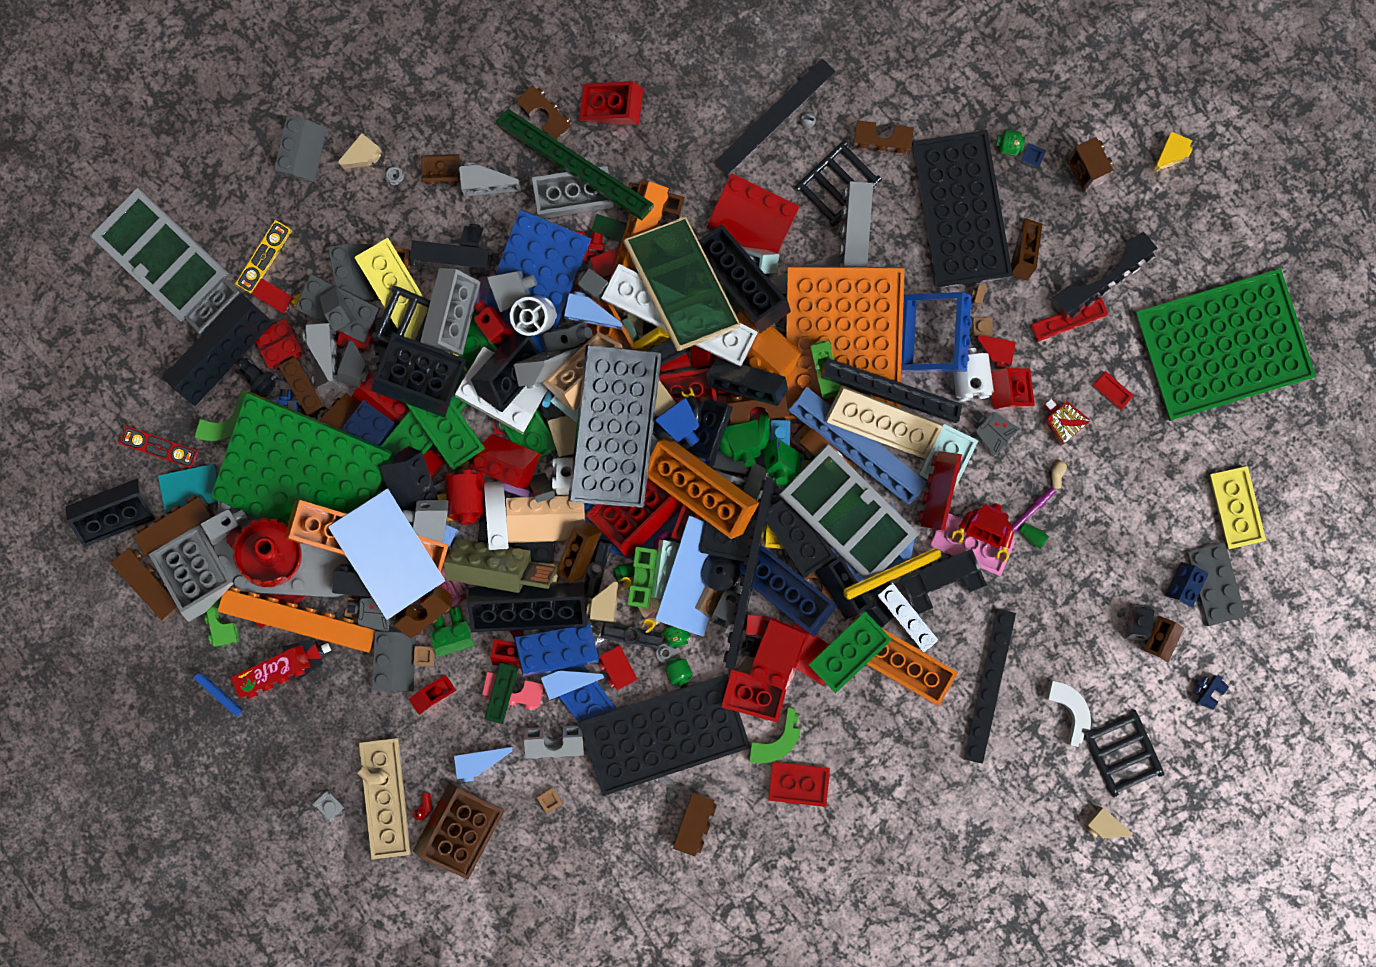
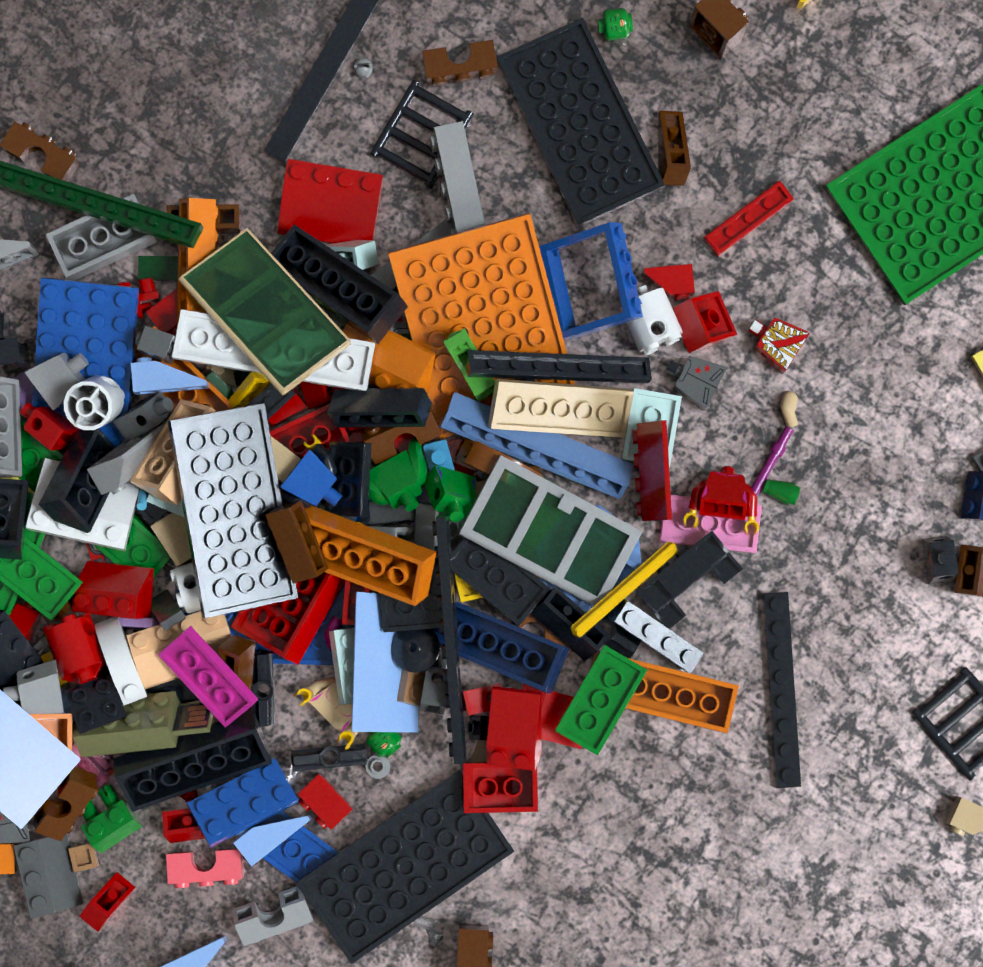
camera: 20 degrees left, 0 degrees up
(468, 542) = (95, 703): none -> black hinge
(501, 693) = (190, 875): dark green tile -> none
(559, 546) = (208, 676): none -> dark pink plate
(604, 604) = (286, 730): tan slope -> none
(611, 103) = (118, 115): red slope -> none
(624, 570) = (301, 679): green cone -> none
(642, 585) = (324, 697): bright green arch -> none
(655, 464) = (296, 541): none -> reddish brown brick
(678, 671) = (400, 784): green head -> none
(782, 746) = (546, 845): bright green arch -> none
(799, 784) = (586, 877): red plate -> none
(978, 295) = (629, 220): medium nougat plate -> none
(982, 326) = (646, 257): medium nougat plate -> none
(1033, 156) = (647, 32): dark blue plate -> none
(1074, 298) = (747, 190): black arch -> none
(1077, 707) = (894, 683): white arch -> none
(1113, 390) = (826, 288): red tile -> none

